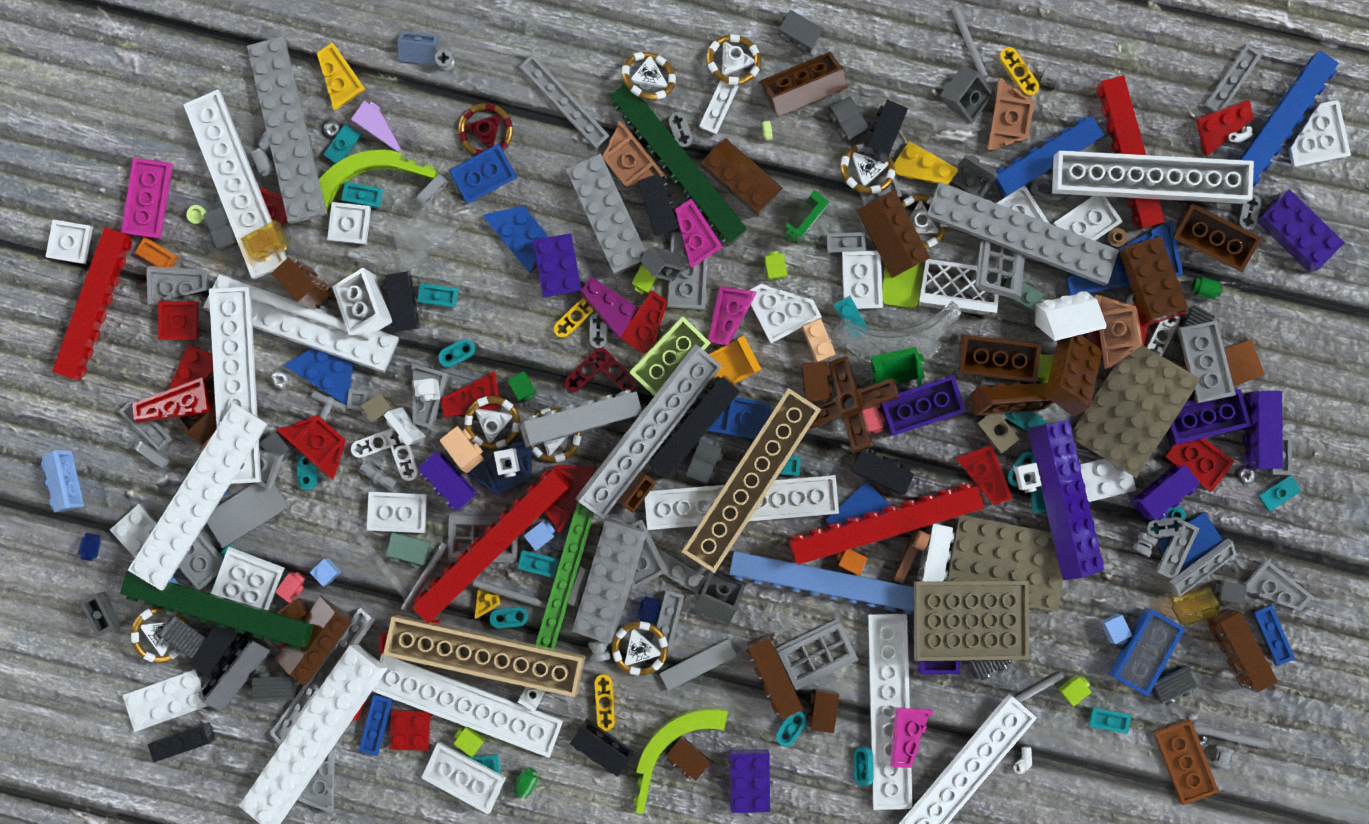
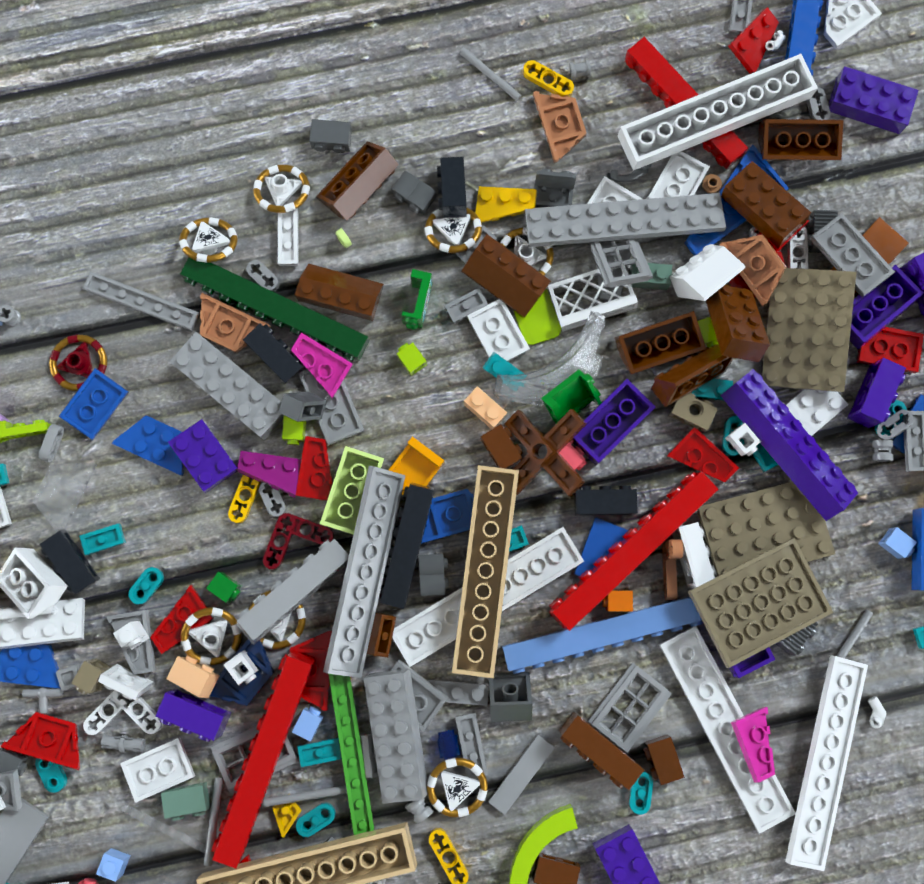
camera: 25 degrees left, 5 degrees down
(728, 313) = (388, 423): dark pink wing -> none
(782, 311) = (436, 398): white plate -> none
(863, 766) = (728, 795): teal plate -> none
(967, 94) = (511, 119): dark grey slope -> none
(1041, 160) = (608, 146): blue brick -> none
(1075, 690) = (889, 620): lime brick -> none
(1206, 287) = (815, 190): green brick -> none

